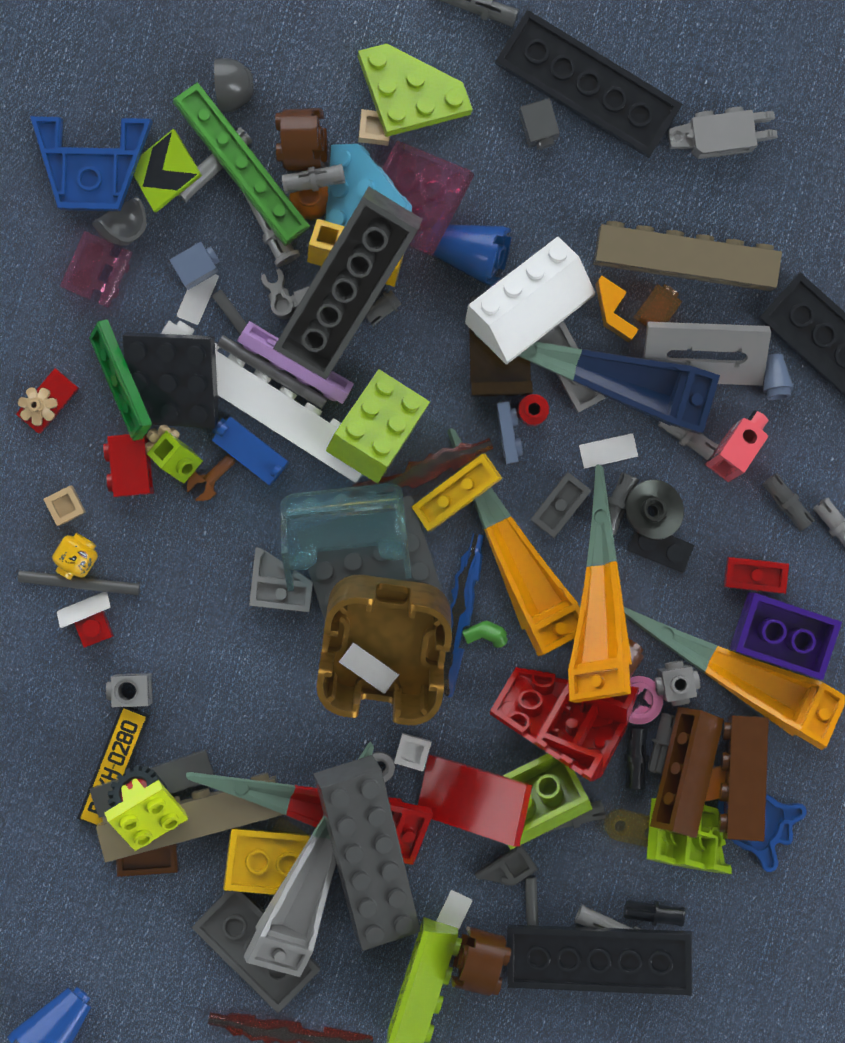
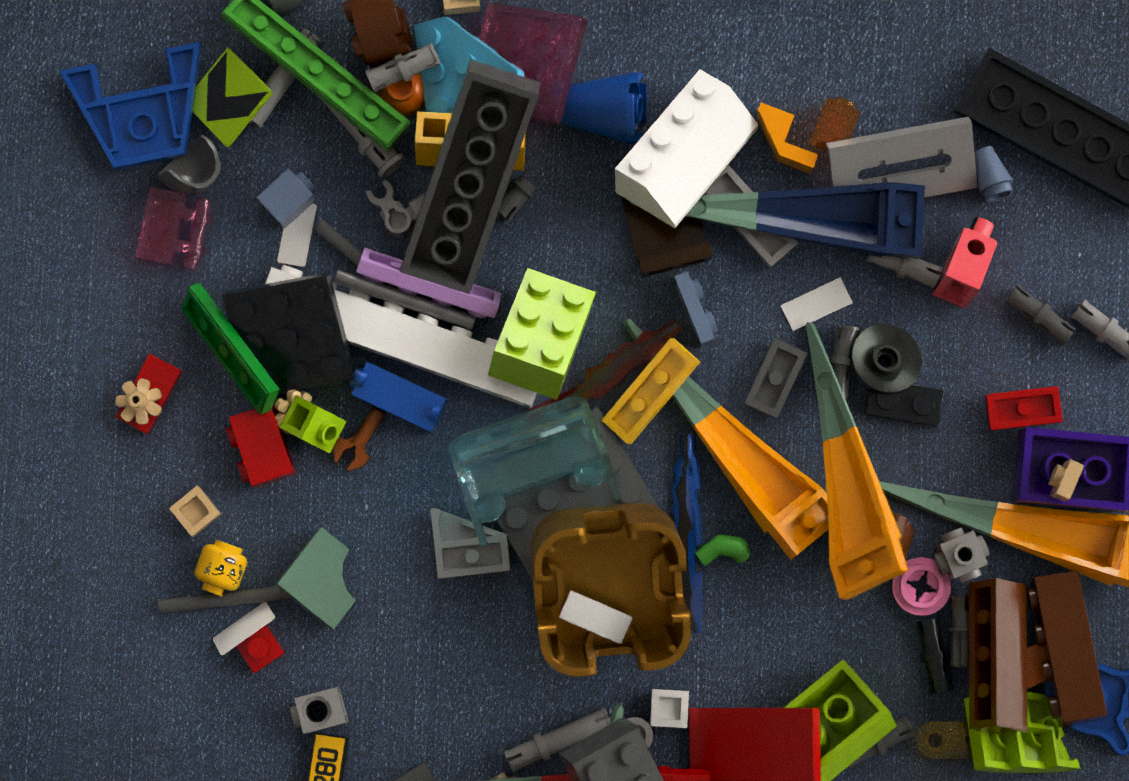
camera: 15 degrees left, 5 degrees down
(151, 583) = (317, 580): none -> sand green tile
(317, 756) = (554, 741): none -> light grey pin
(529, 419) = (714, 286): red brick -> none
(574, 733) = (854, 635): red wedge -> none
(687, 257) = (854, 60): dark tan brick -> none
(776, 644) = (1065, 479): none -> tan plate

